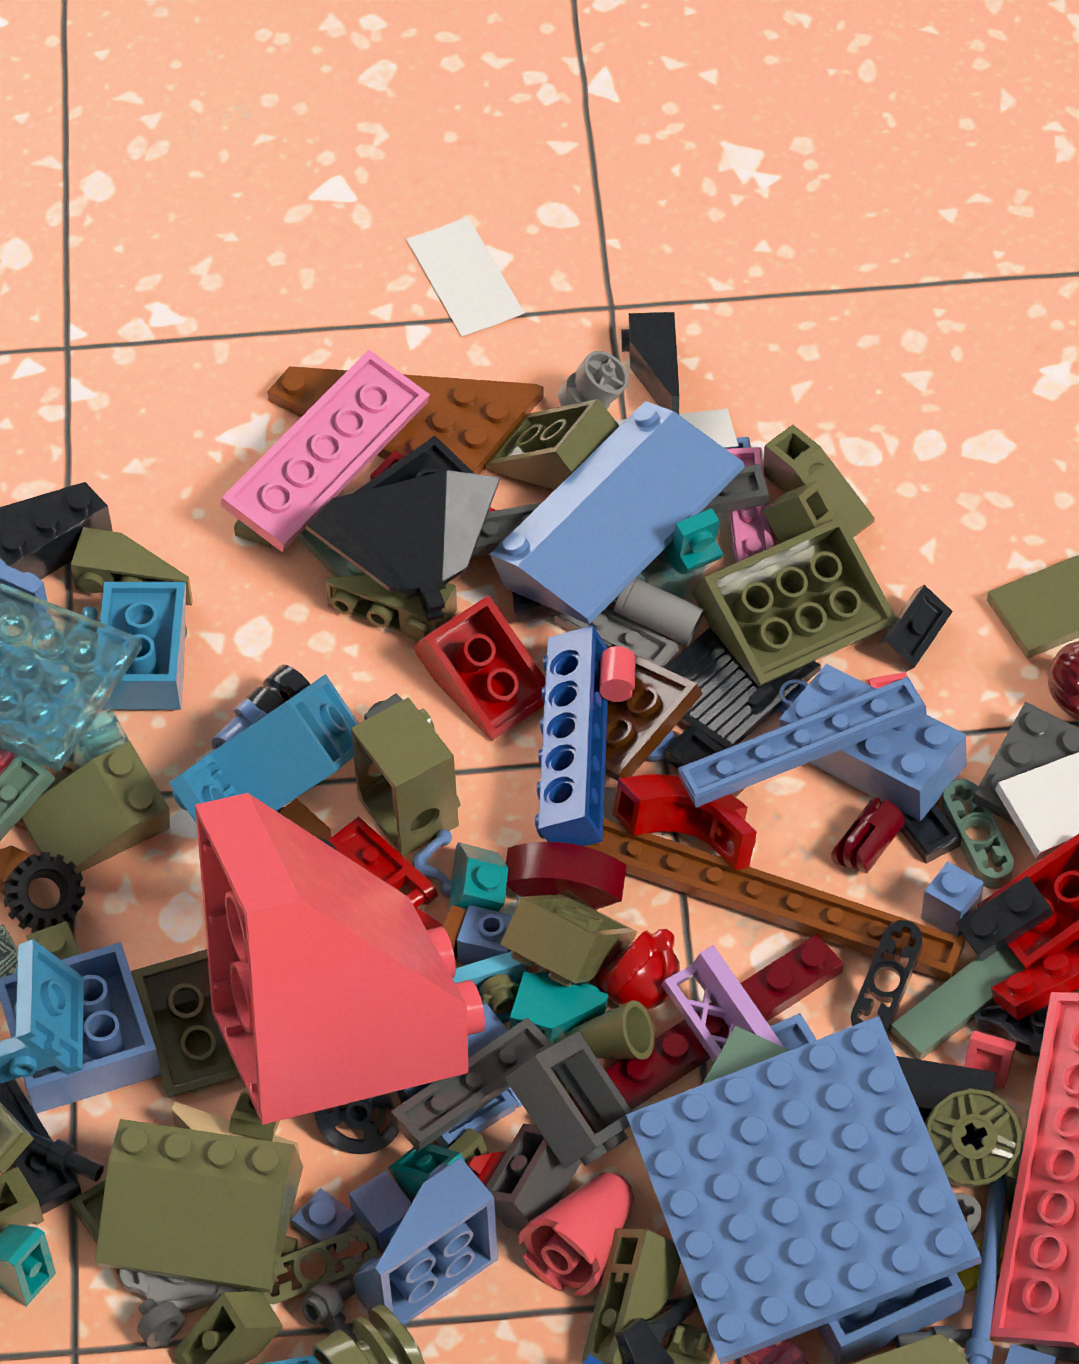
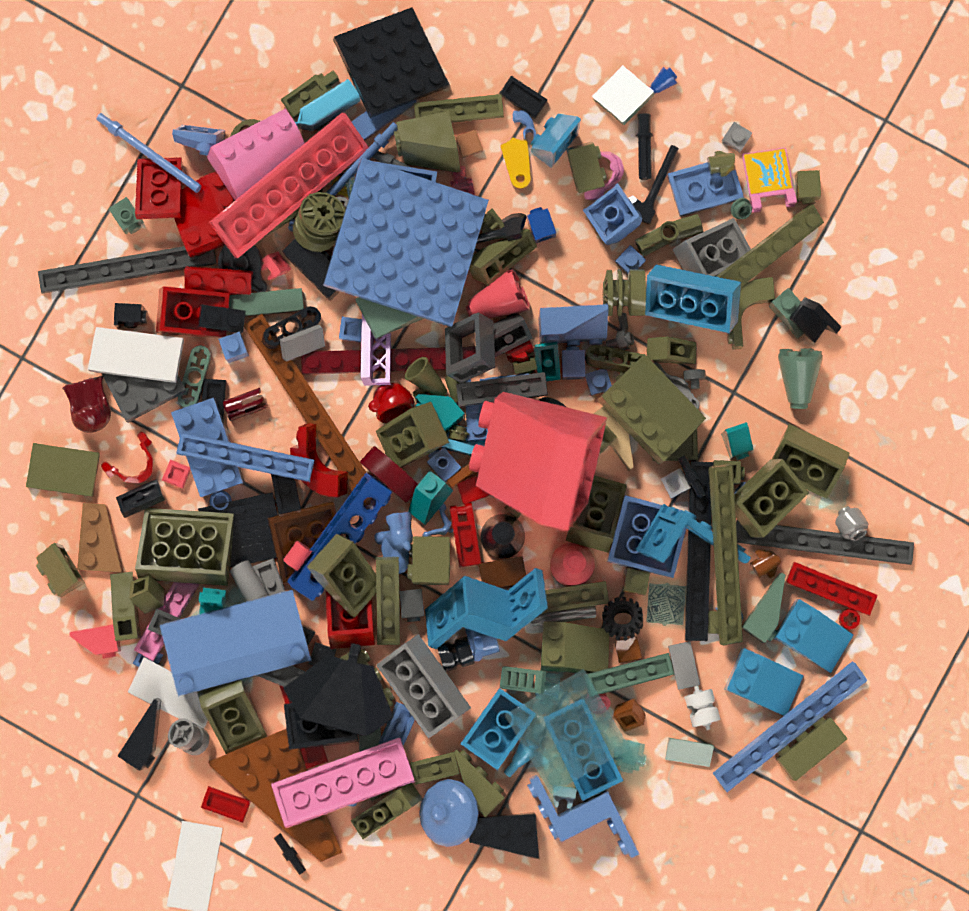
camera: 150 degrees left, 30 degrees up
(87, 1138) = (675, 483): none -> white plate
(143, 506) = (448, 813): none -> medium blue hat
(144, 855) = (565, 615): none -> light grey axle
(145, 884) = (576, 596): none -> olive plate
(152, 724) = (510, 681): none -> sand green slope
(171, 916) = (572, 564): none -> coral cone
(209, 553) = (434, 768): none -> olive plate
(228, 467) = (386, 810): none -> olive slope
(295, 627) = (423, 686): none -> light grey brick
(298, 574) = (399, 725): none -> medium blue plate
(340, 352) = (289, 853): none -> black bar
(450, 711) = (387, 600): none -> olive plate
(475, 590) = (319, 652): none -> black plate
(480, 359) = (225, 804): none -> red tile
(484, 783) = (398, 539): none -> medium blue animal
(524, 676) = (344, 574): none -> olive slope
(829, 424) = (98, 640): none -> coral slope
(851, 966) = (302, 342): none -> light grey tile
(932, 547) = (97, 541): none -> medium nougat wing
(947, 478) = (59, 569): none -> olive slope
(958, 640) = (144, 475): none -> red helmet

